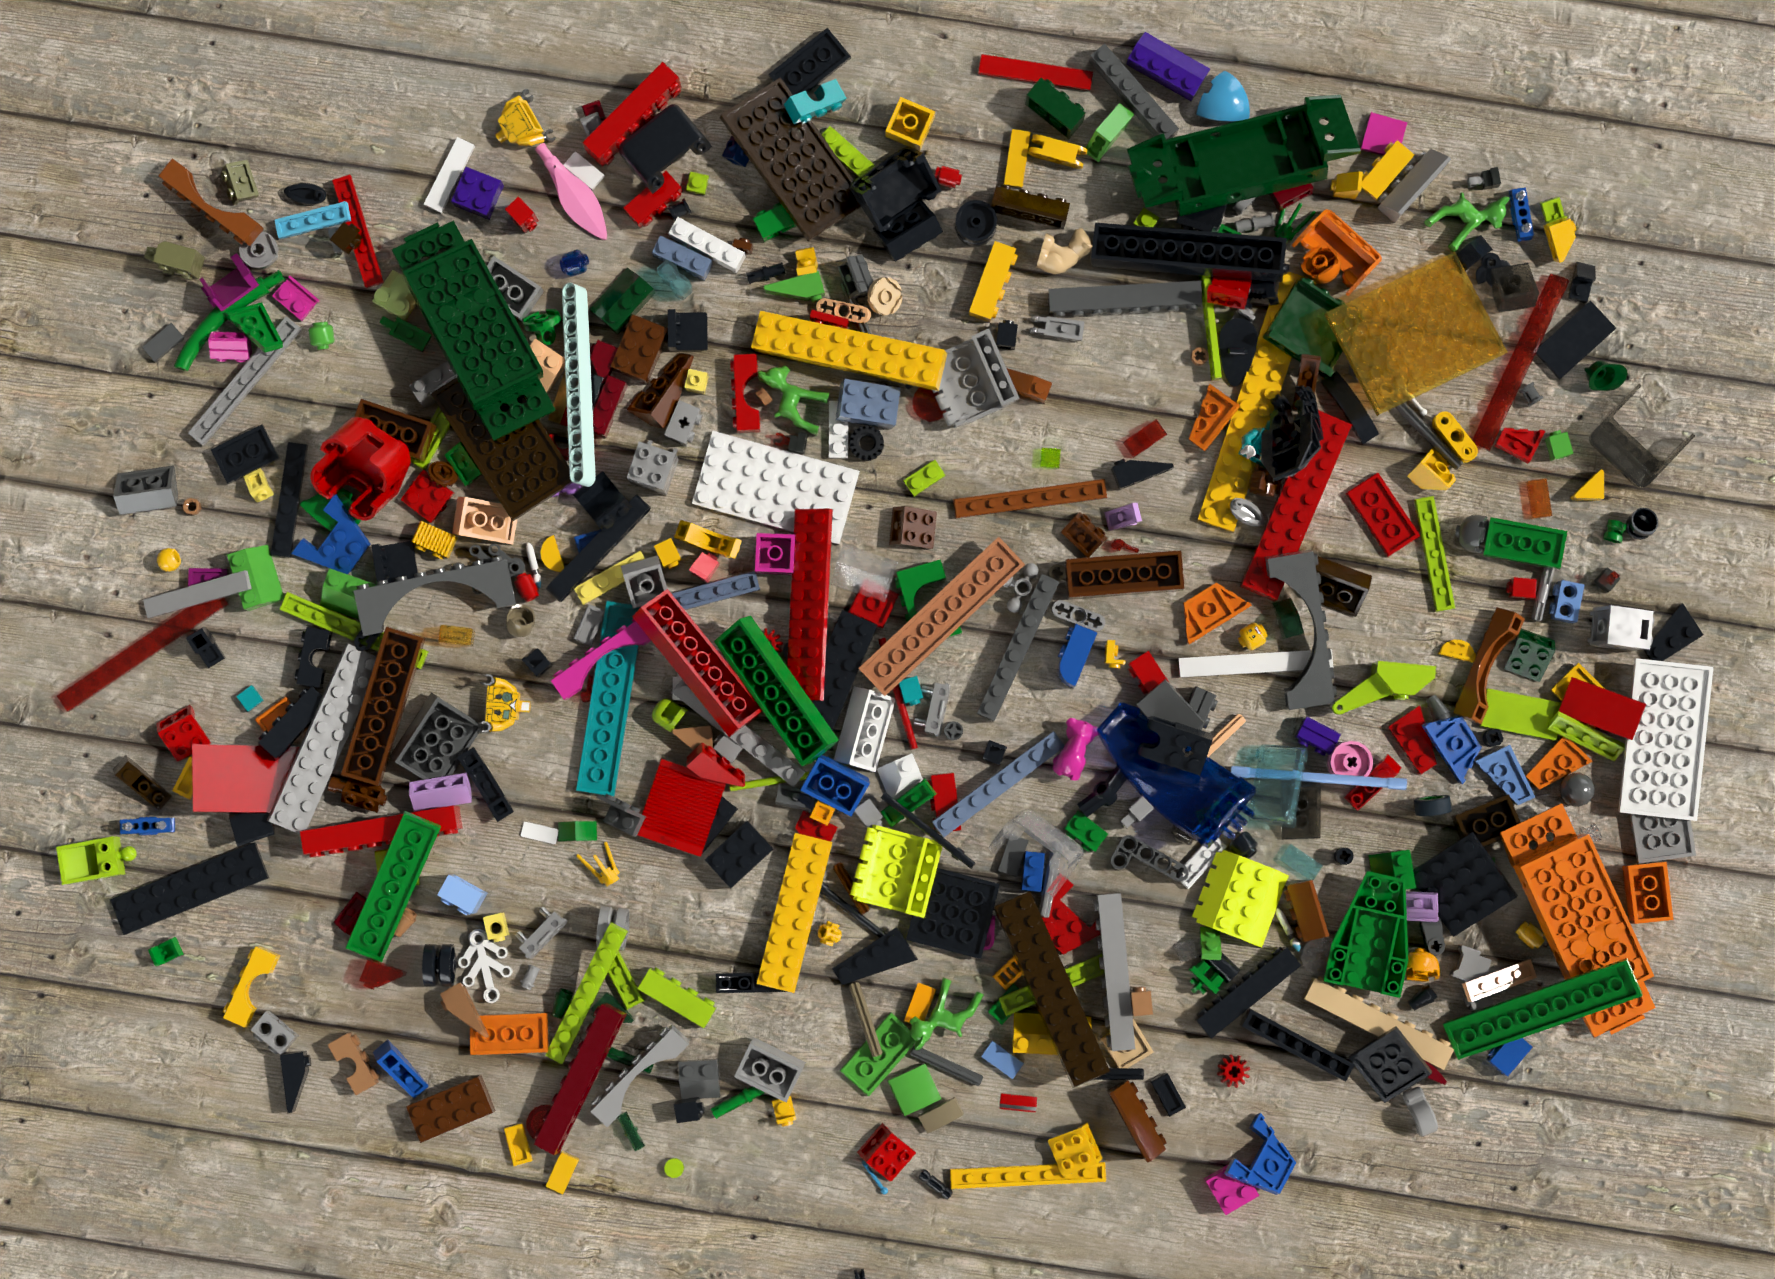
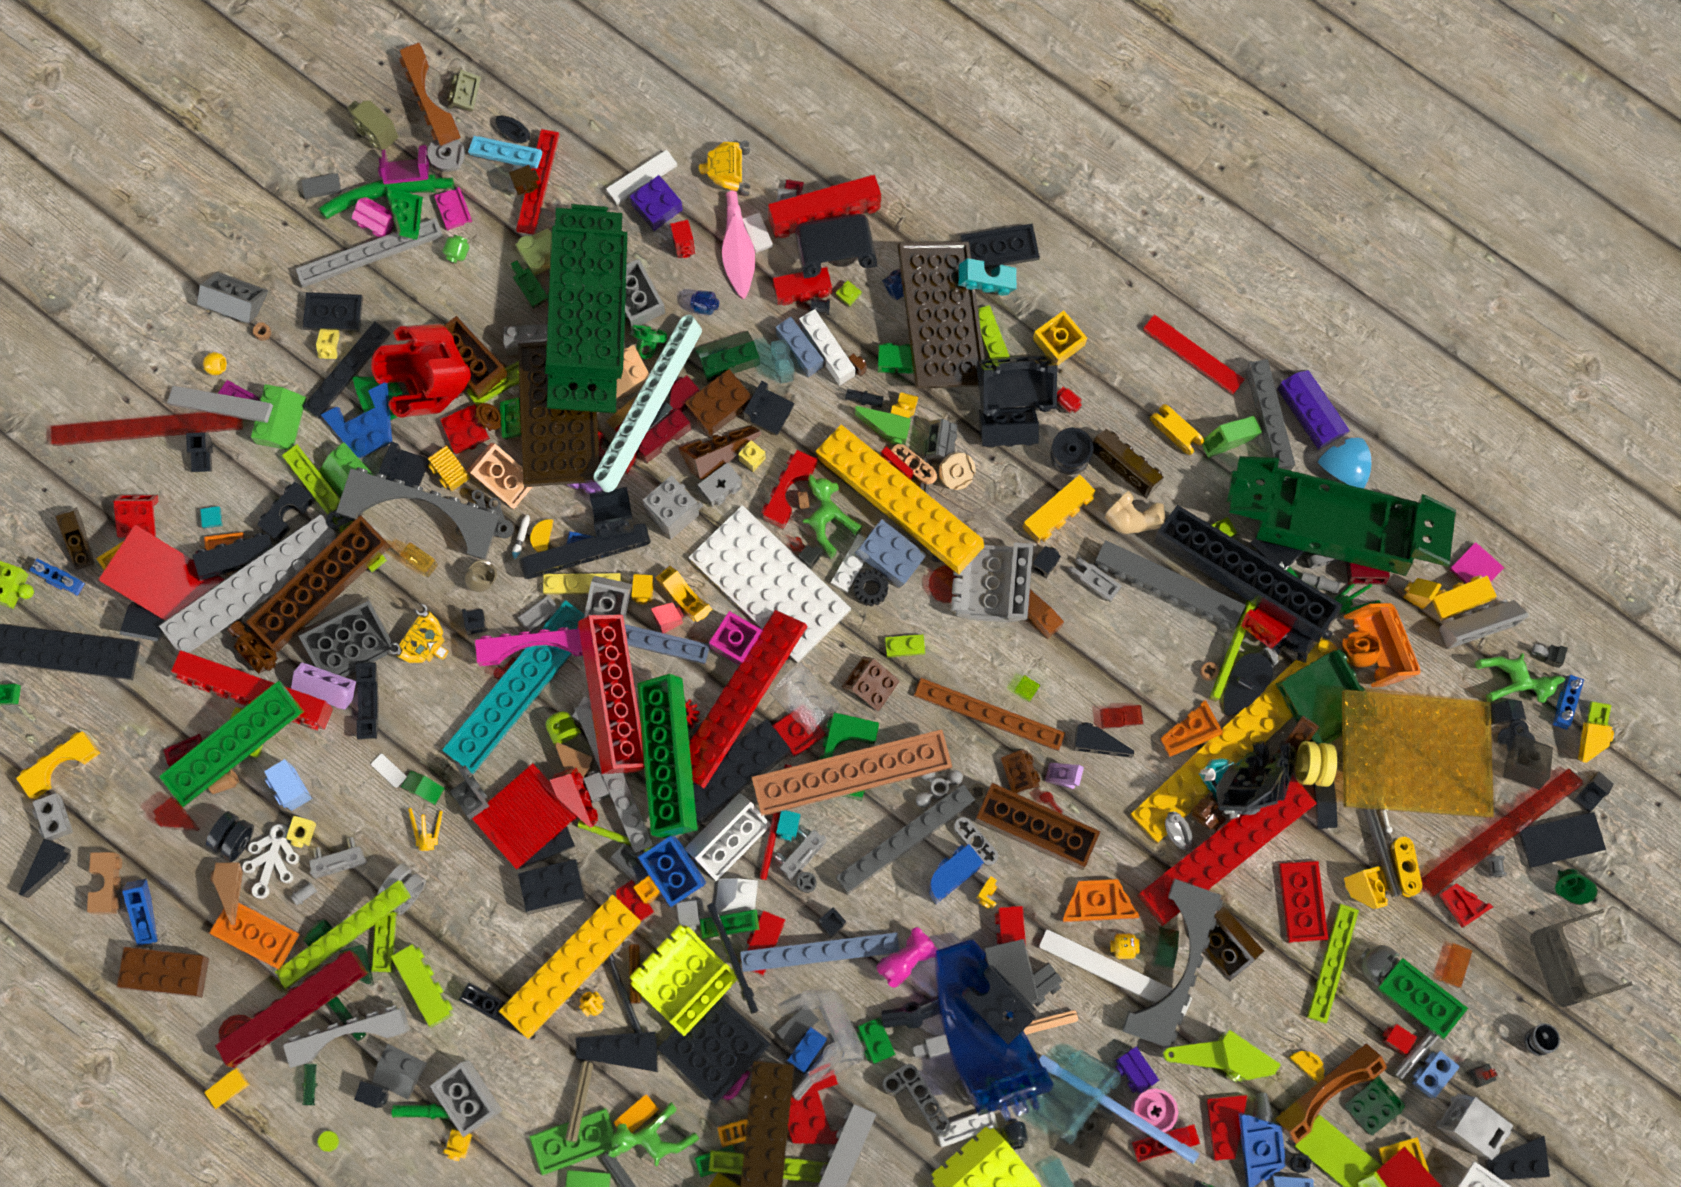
camera: 25 degrees right, 10 degrees down
(518, 1144) = (203, 1039): yellow tile -> none
(526, 587) = (503, 551): red brick -> none
(1017, 158) = (1138, 417): yellow tile -> none
(1055, 107) = (1194, 390): dark green brick -> none
(1334, 391) = (1316, 763): none -> light yellow wheel
(1558, 445) = (1499, 926): bright green brick -> none
(1592, 489) = (1510, 984): yellow slope -> none
(1614, 531) = (1512, 1033): green wheel -> none

